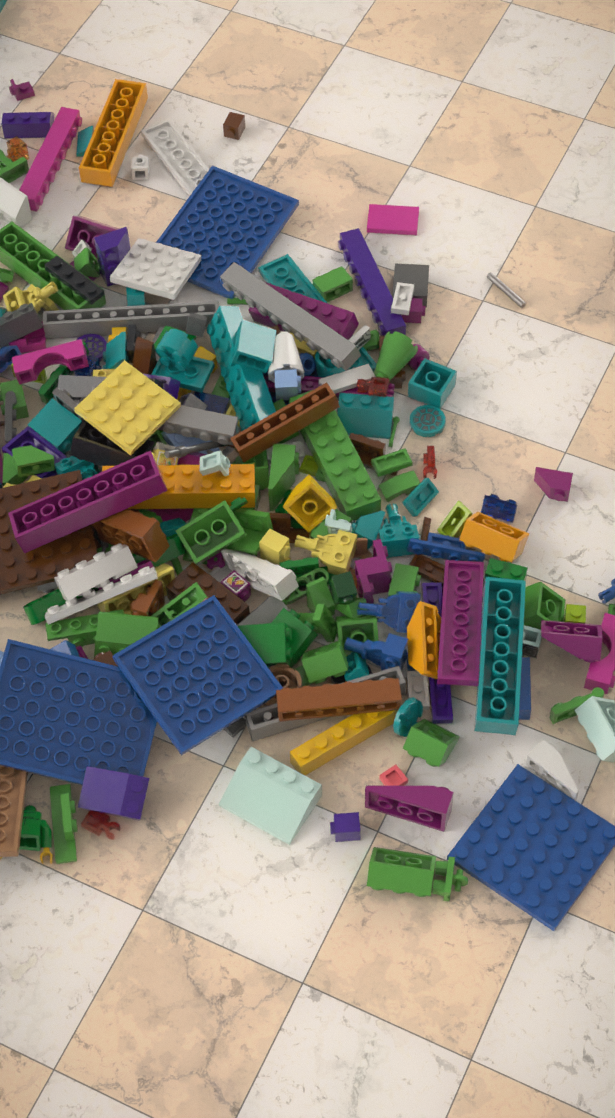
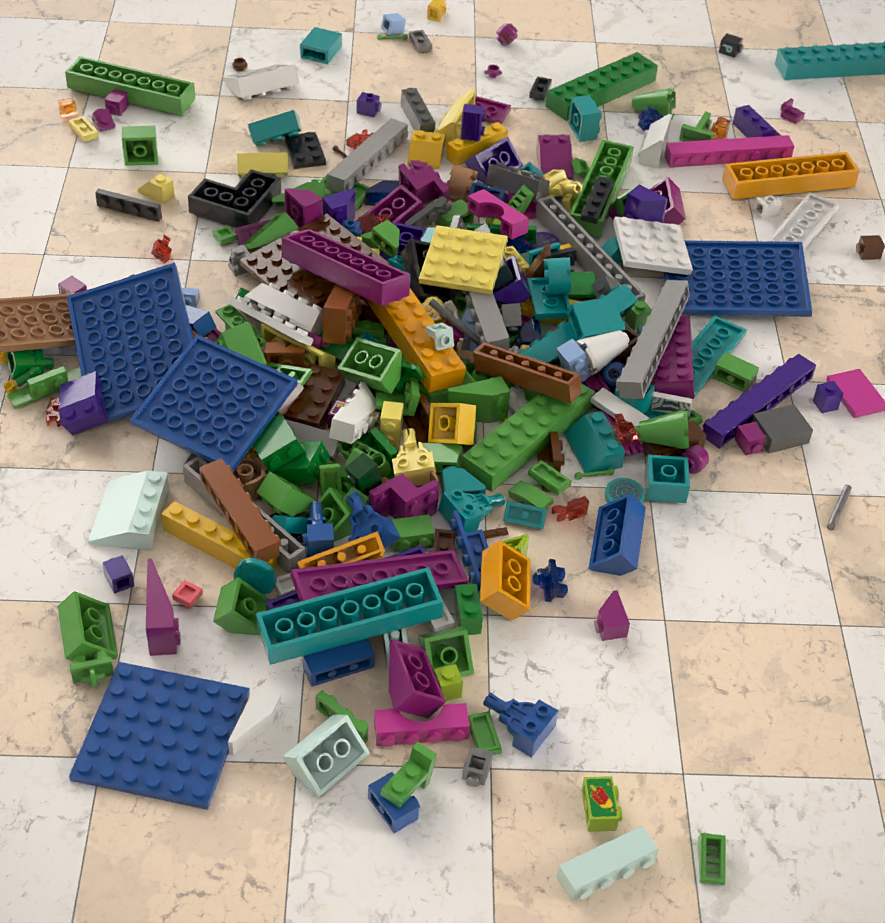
camera: 60 degrees right, 10 degrees down
(32, 326) = (515, 201): none -> bright green slope
(334, 525) = (439, 447): light aqua bracket -> none
(393, 239) = (827, 397): none -> dark purple brick
(402, 298) = (749, 419): white plate -> none
(473, 444) = (618, 536): none -> blue slope

